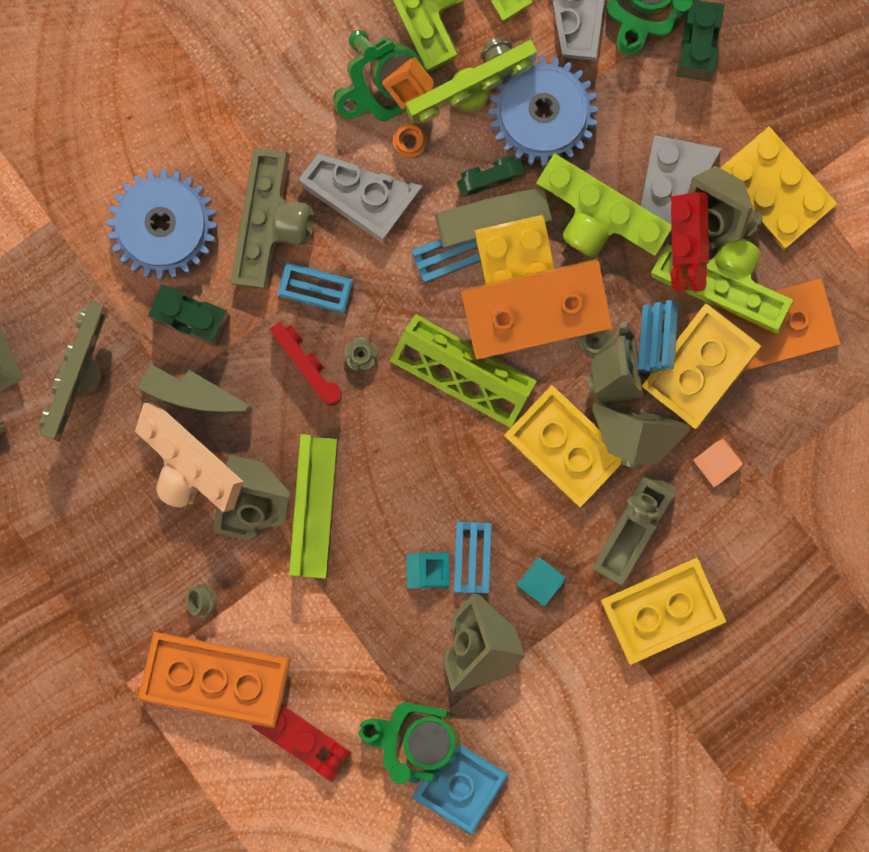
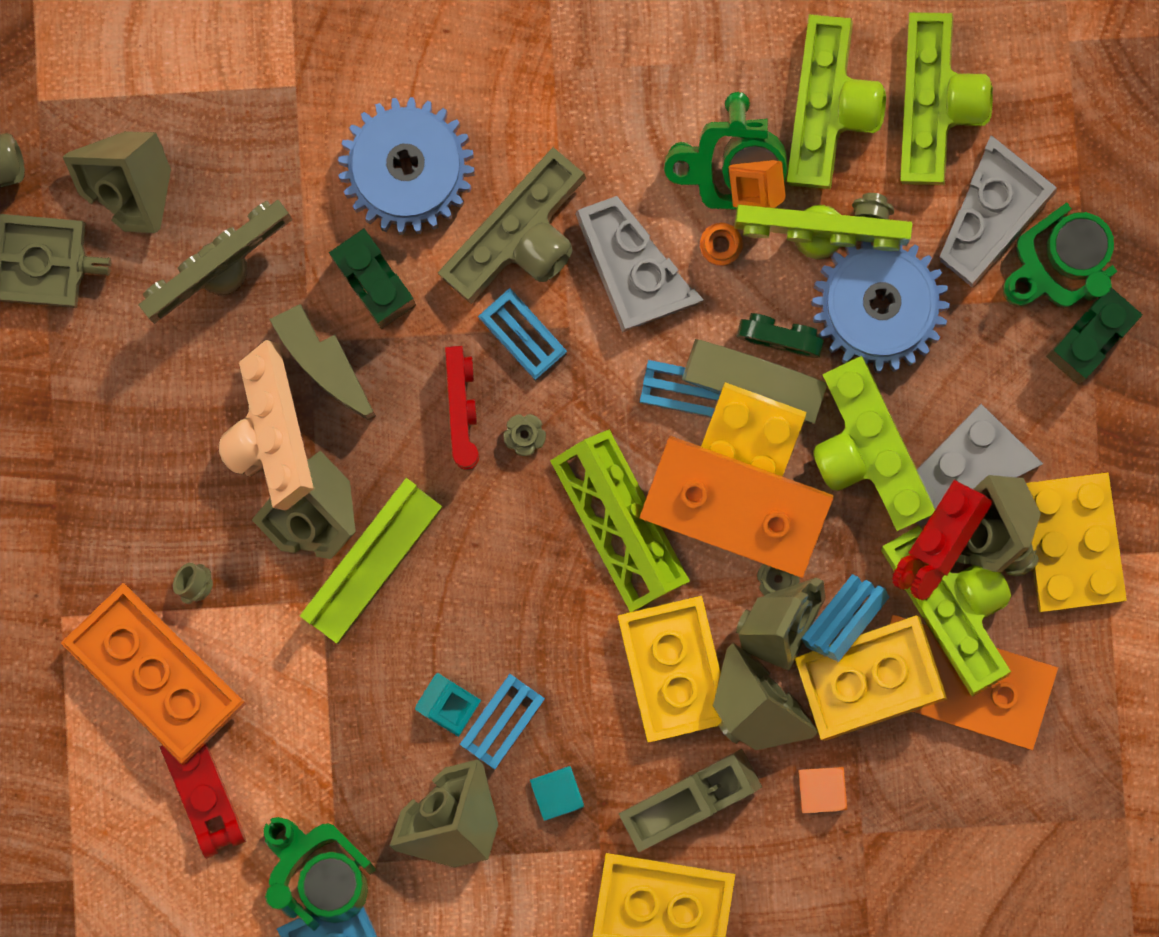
camera: 30 degrees right, 0 degrees up
(642, 508) = (709, 786): olive plate -> none

